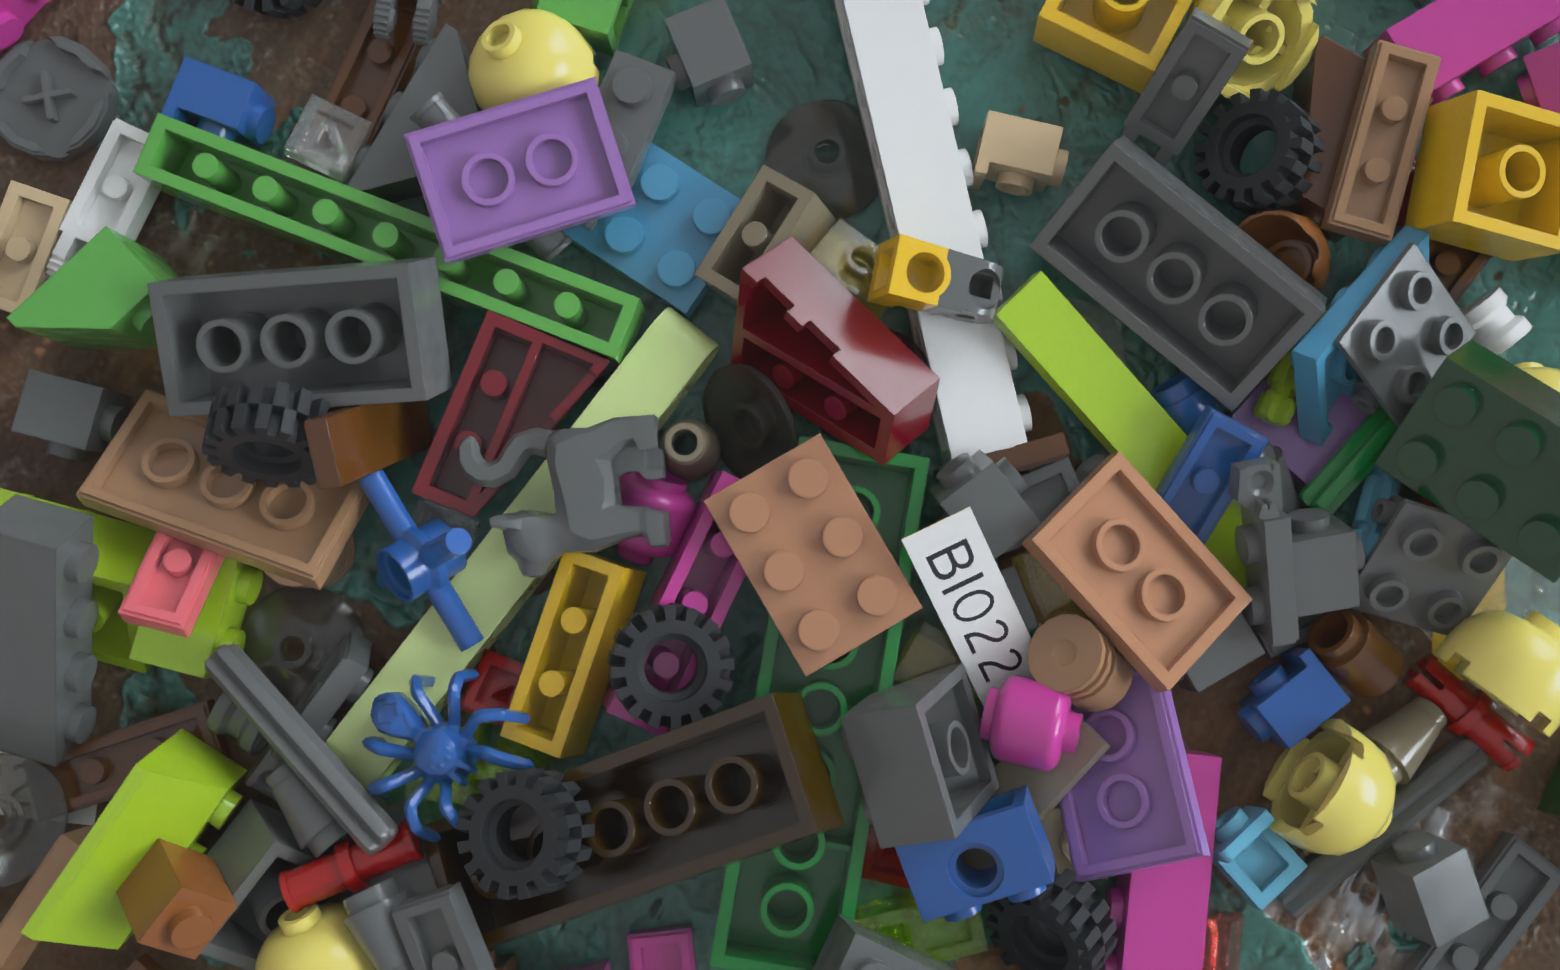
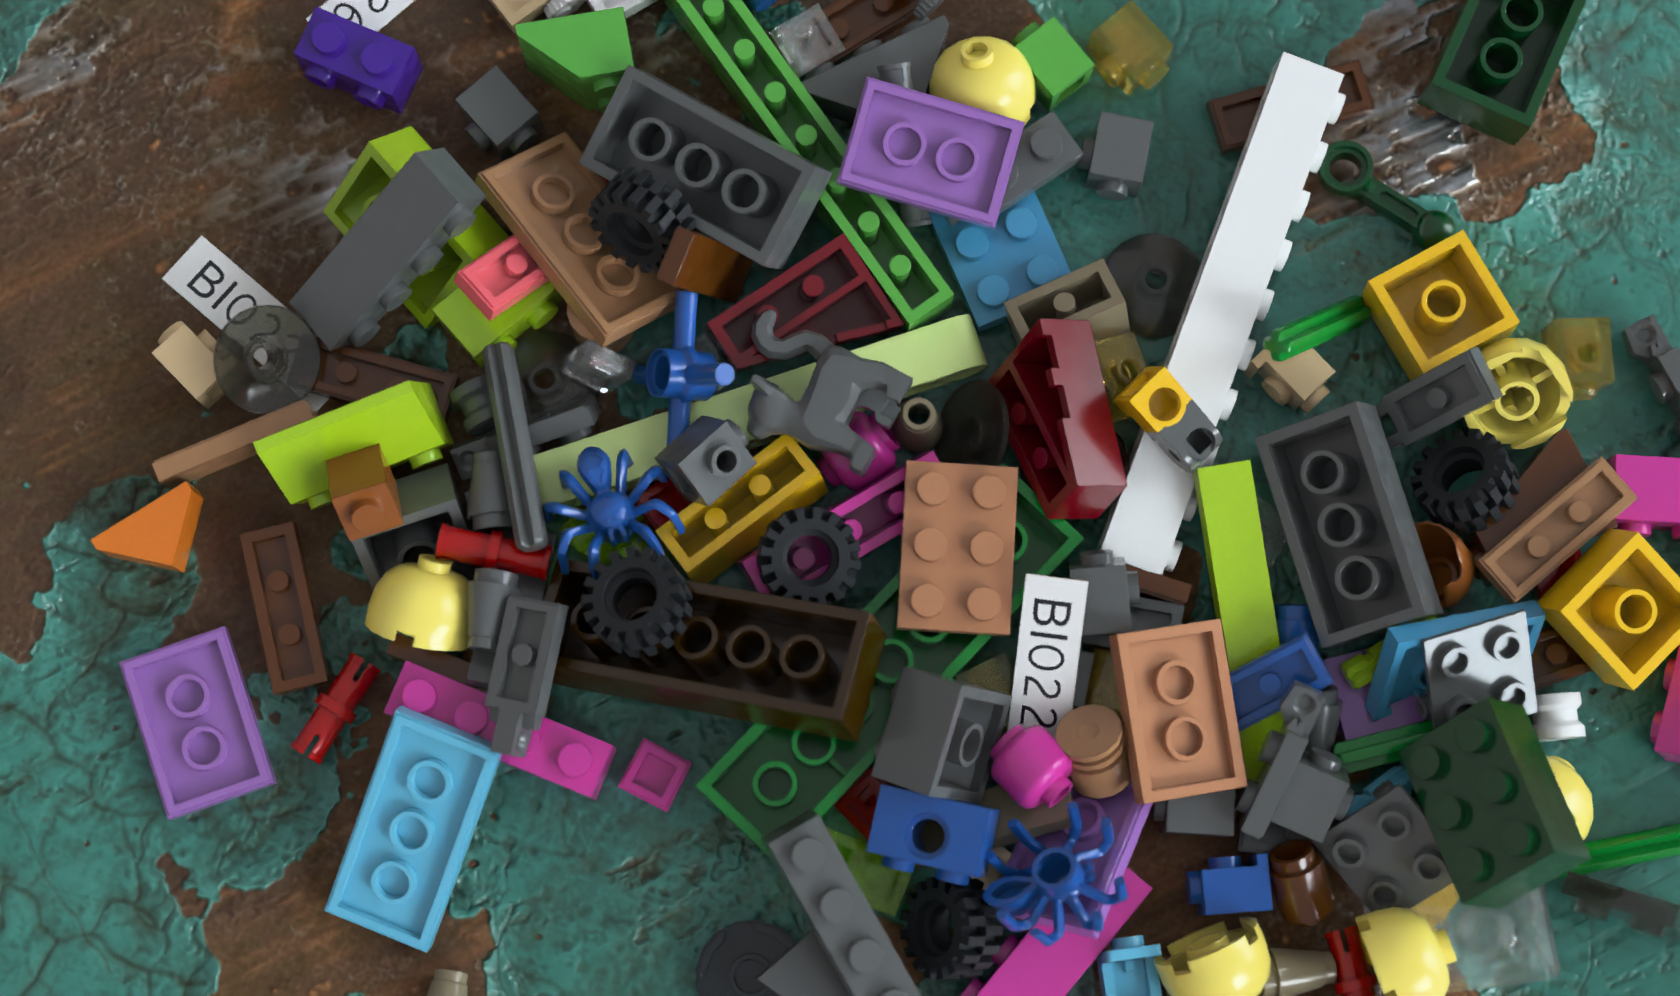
camera: 25 degrees right, 5 degrees down
(337, 603) = (597, 367): none -> clear tile
(502, 630) = (706, 459): none -> dark grey brick
(1017, 97) = (1316, 328): none -> green axle
(1130, 825) = (1053, 878): none -> blue animal

